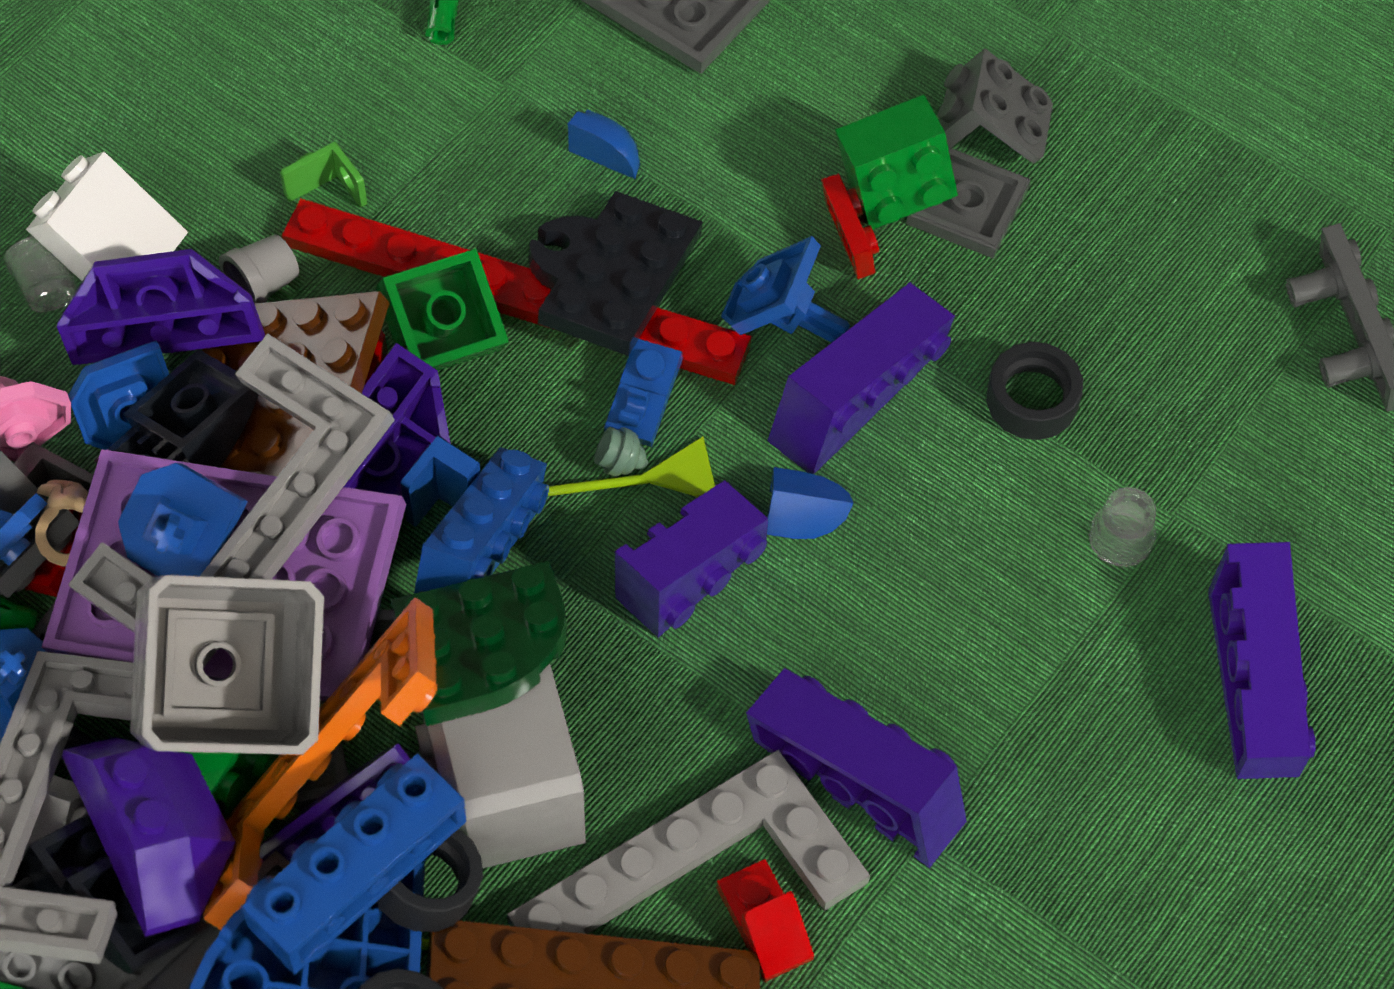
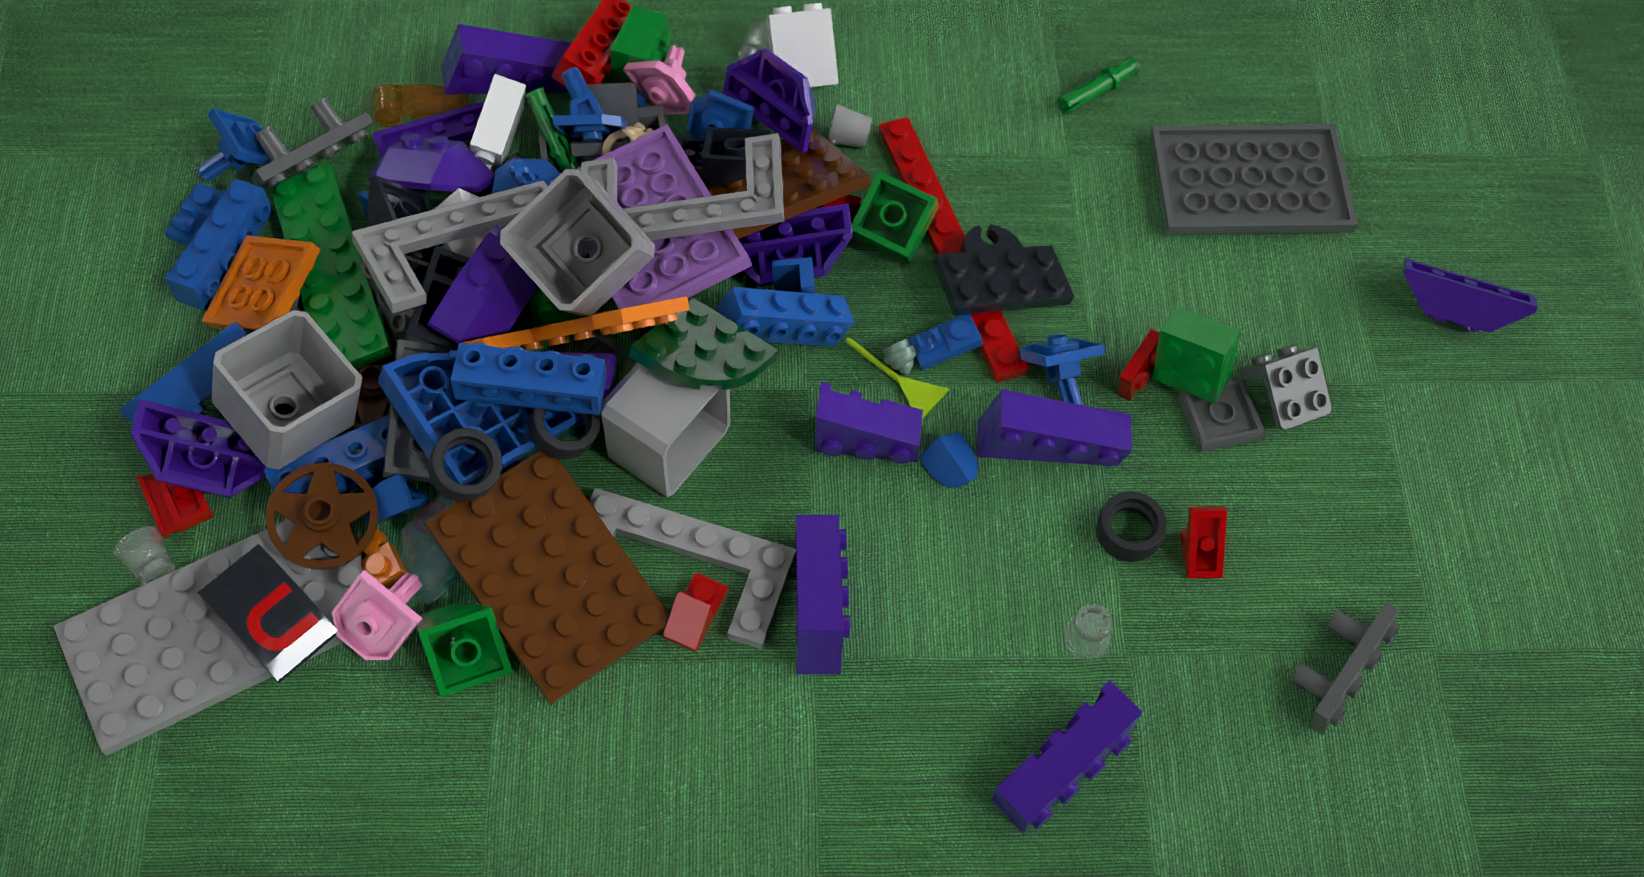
camera: 50 degrees right, 0 degrees up
(178, 521) = (648, 176): blue piece -> none
(319, 168) = (927, 110): bright green bracket -> none
(603, 142) = (1077, 219): blue brick -> none
(1113, 336) = (1204, 542): none -> red slope

